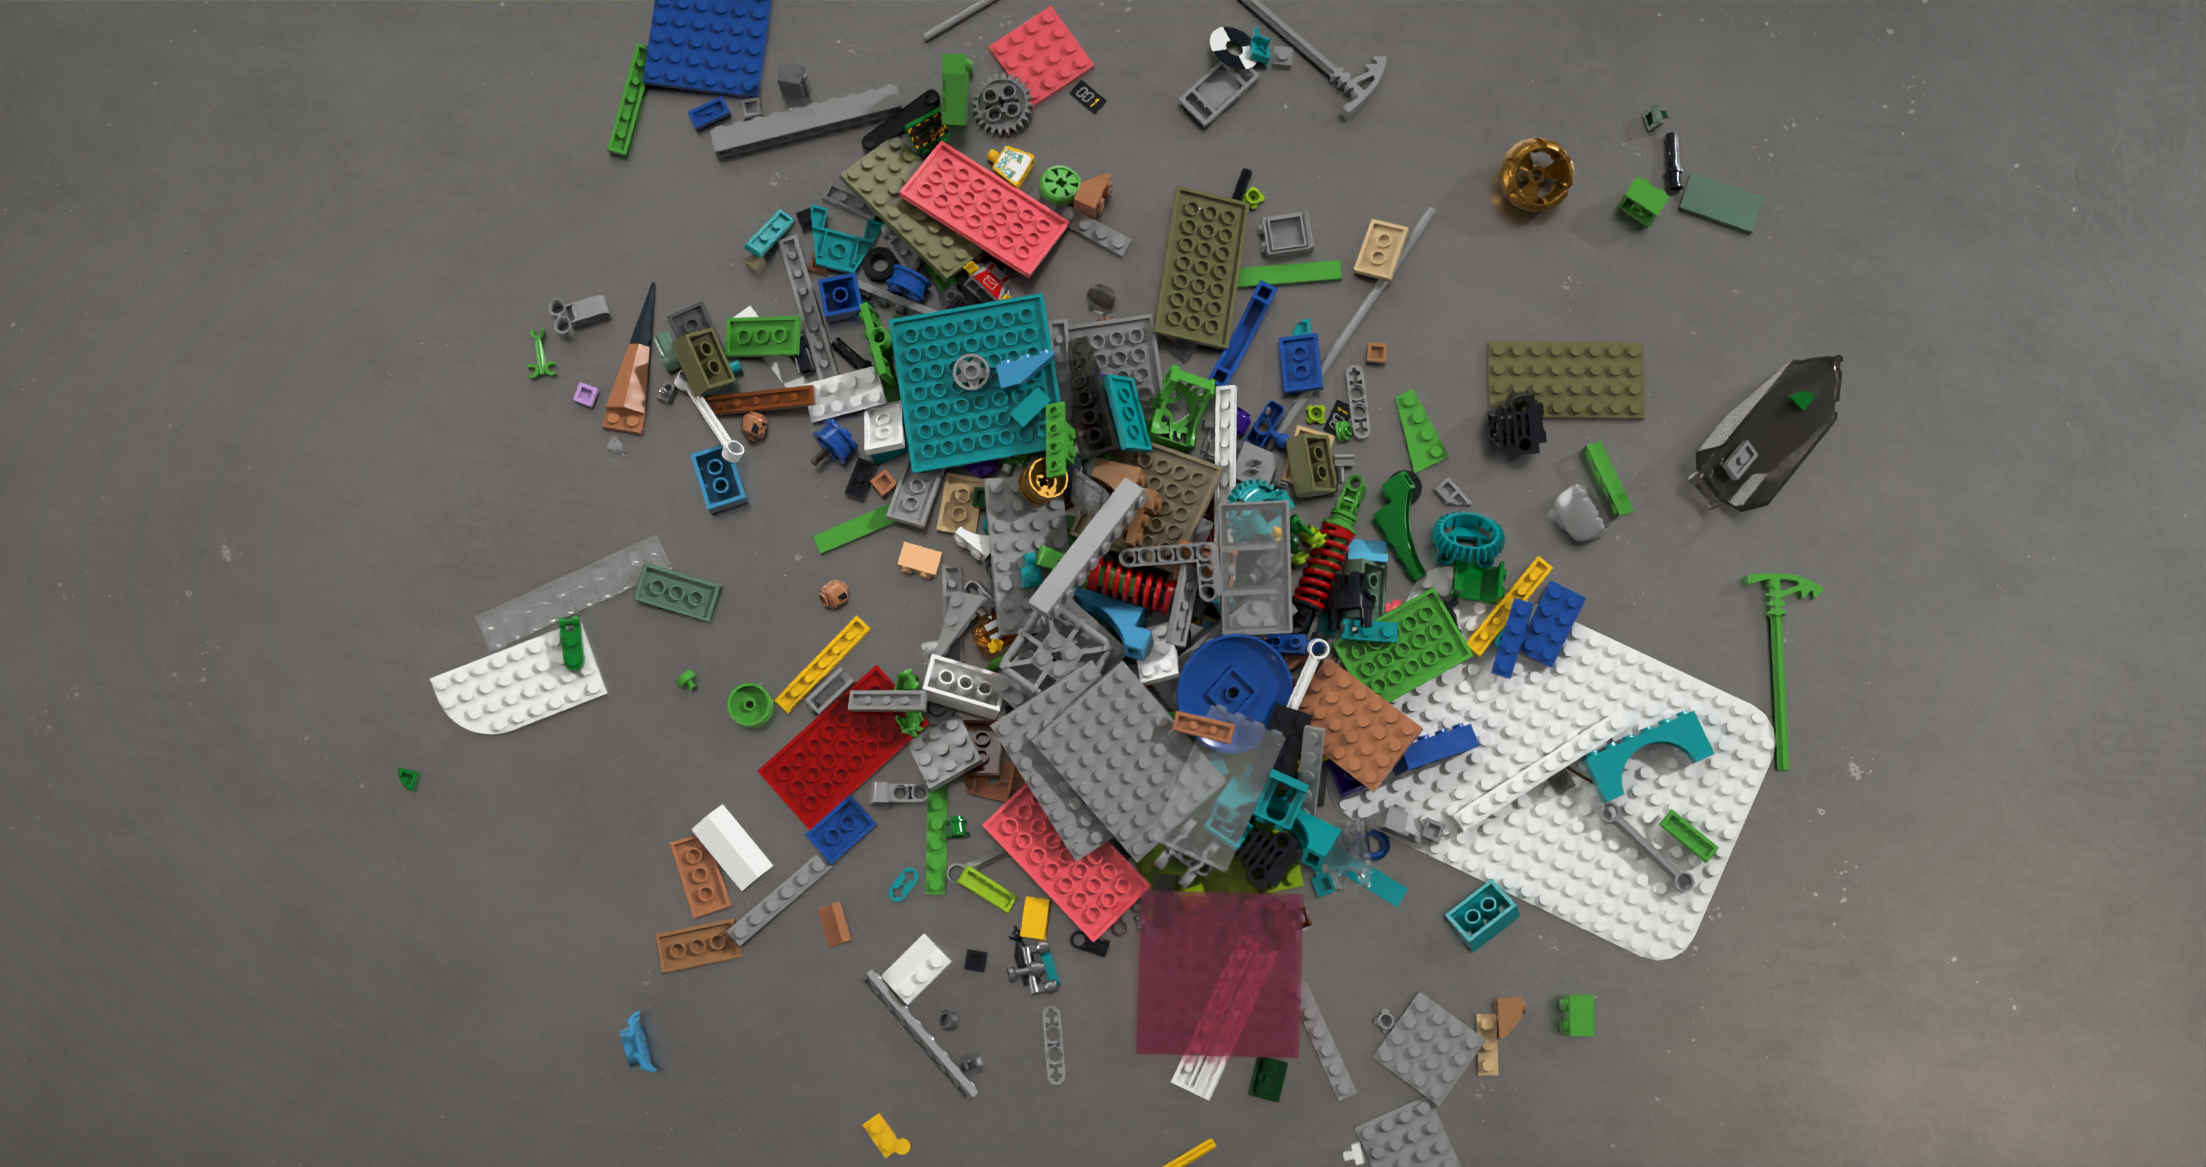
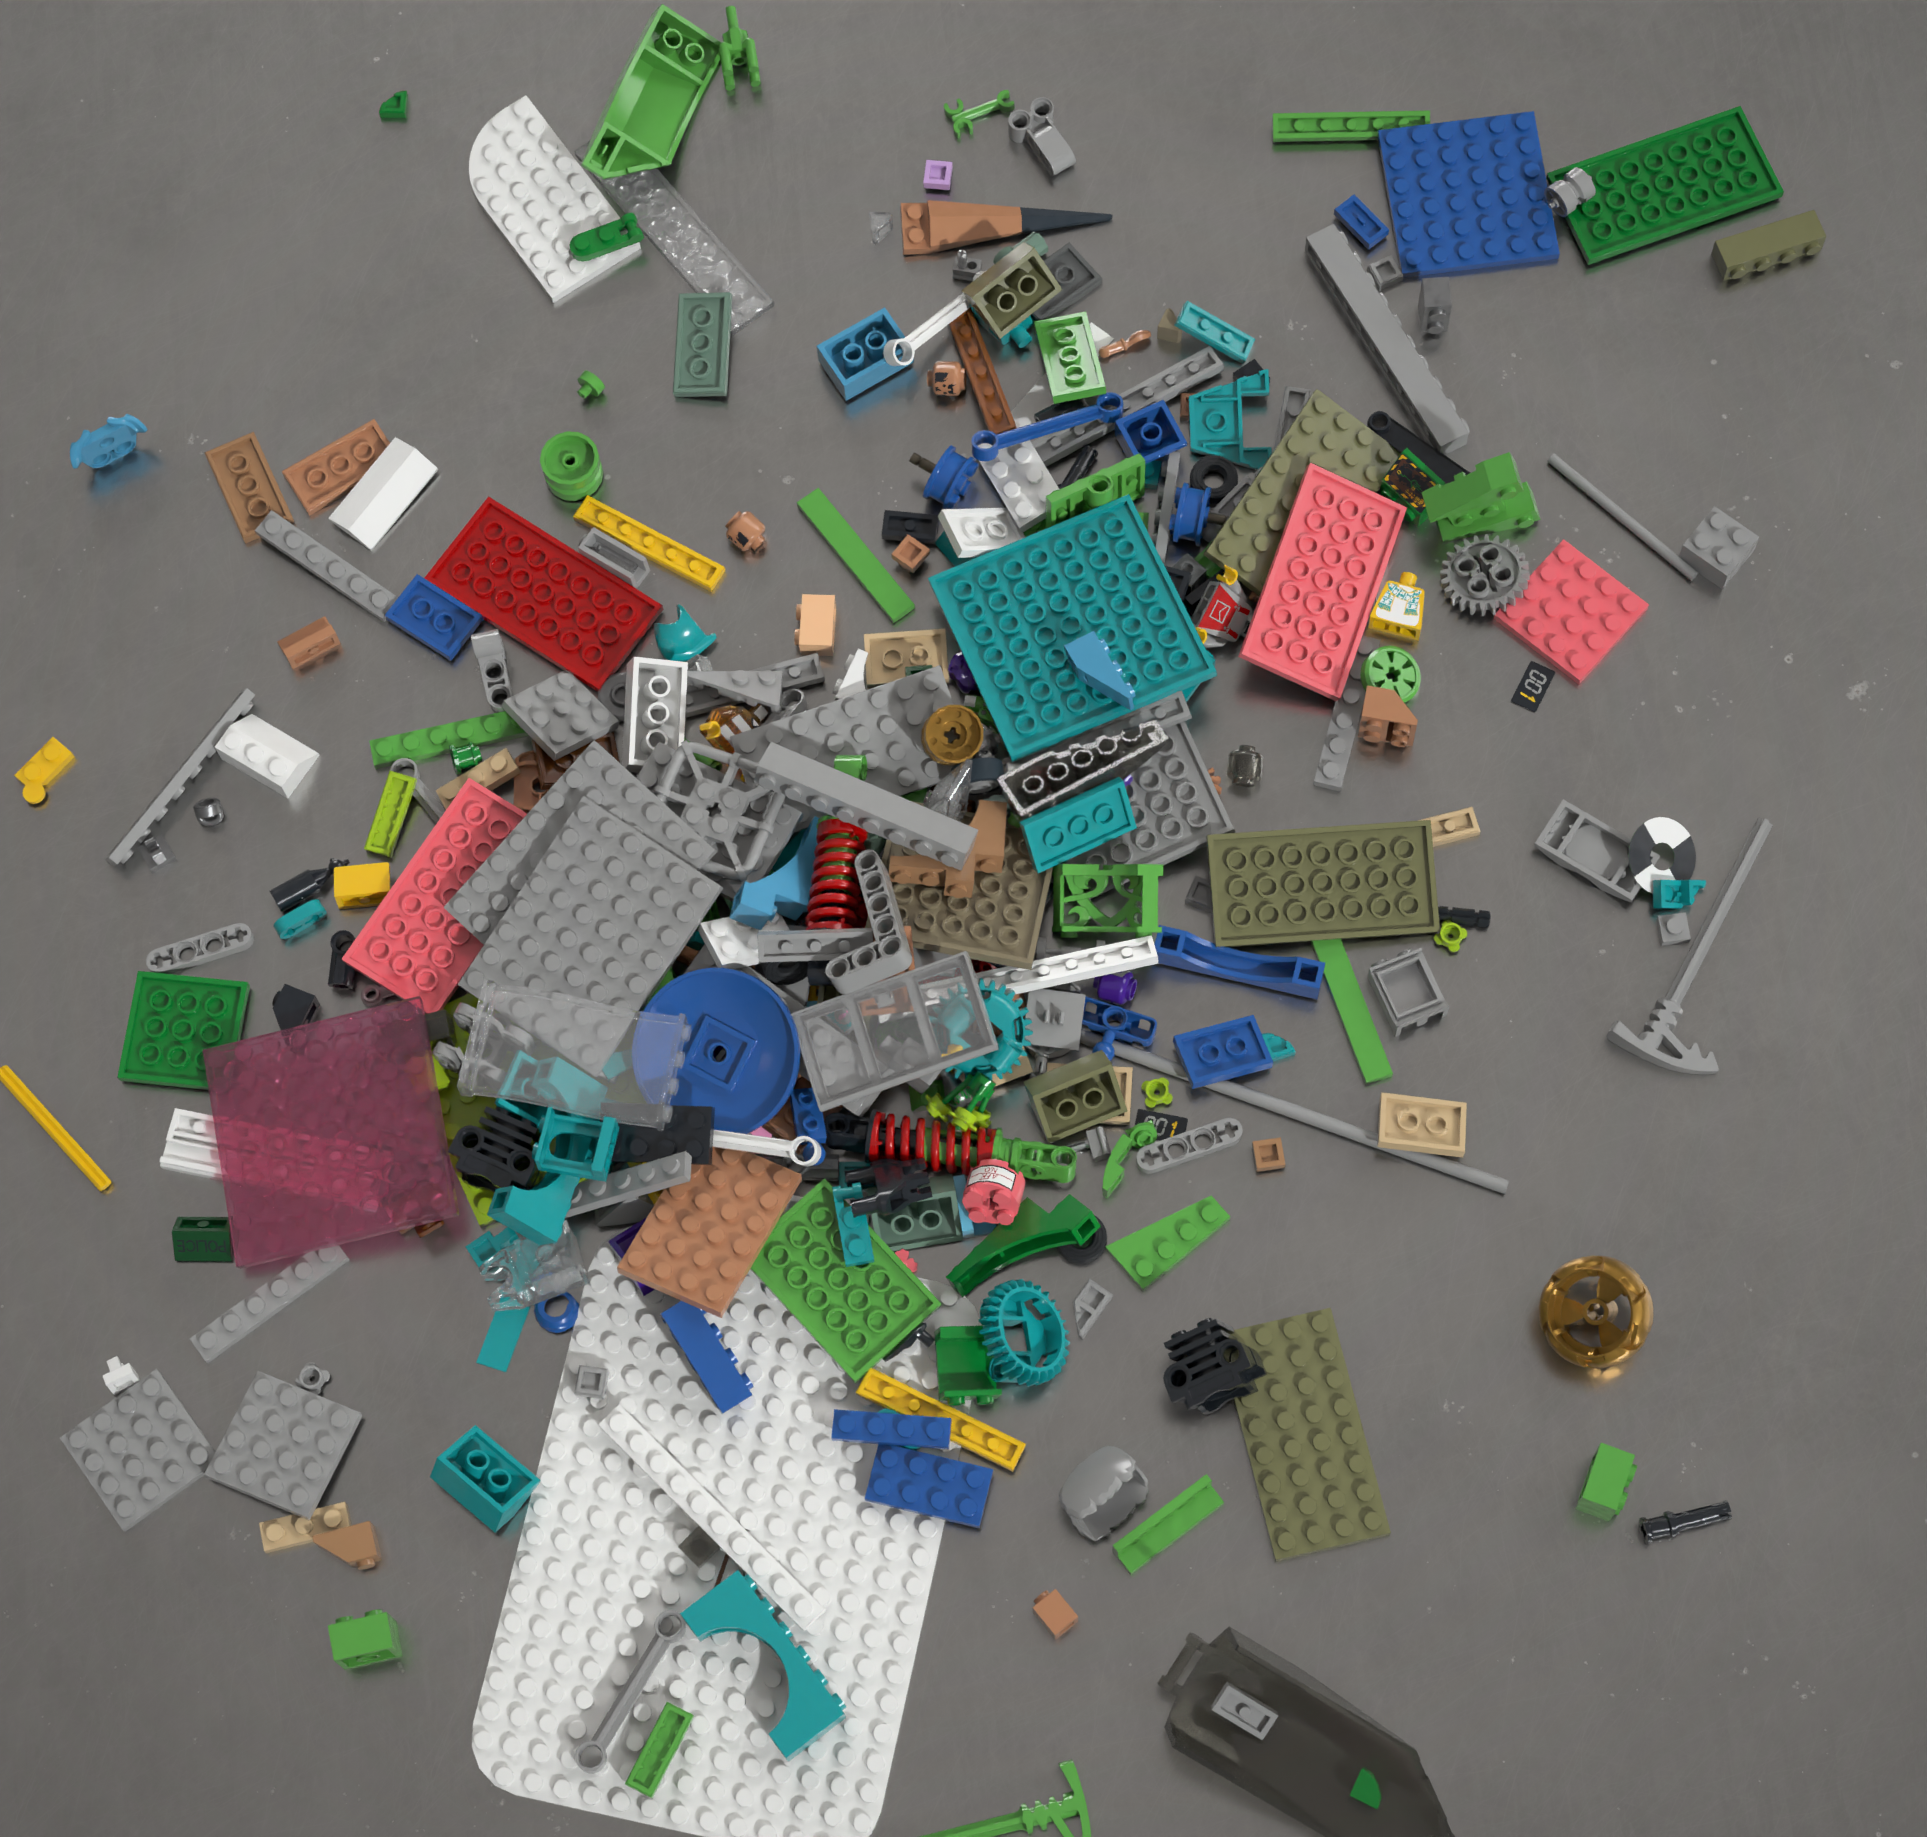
camera: 85 degrees right, 10 degrees down
(441, 514) = (737, 50): none -> bright green plant
(464, 585) = (653, 97): none -> bright green slope
(755, 290) = (1121, 345): none -> nougat piece
(816, 364) = (1047, 426): none -> blue piece
(887, 701) = (611, 623): light grey plate -> none
(900, 881) = (375, 717): teal beam -> none
(904, 655) = (682, 638): none -> teal piece
(911, 722) = (590, 661): bright green piece -> none
(914, 496) = (899, 595): light grey plate -> none
(971, 372) = (1081, 610): light grey wheel -> none
(975, 960) = (293, 823): black plate -> none
(976, 817) = (489, 774): none -> tan plate
(1030, 407) = (1051, 695): teal tile -> none
(1030, 575) = (824, 753): teal plate -> none
(1033, 969) = (291, 892): flat silver piece -> none
(1059, 441) = (1008, 738): bright green bracket -> none
(1109, 1069) = (173, 1024): none -> green plate
(1119, 985) = (294, 1007): none -> black slope
(1174, 176) = (1453, 826): none -> tan tile
(1203, 727) = (652, 1014): nougat tile -> none
(1366, 456) = (1114, 1172): none -> bright green slope
(1369, 534) = (993, 1192): none -> coral brick
(1400, 824) = (588, 1329): light grey slope -> none
(1650, 564) = (1054, 1613): none -> nougat brick
(1654, 117) = (1745, 1477): dark green tile -> none
(1721, 203) = (1643, 1607): sand green tile -> none

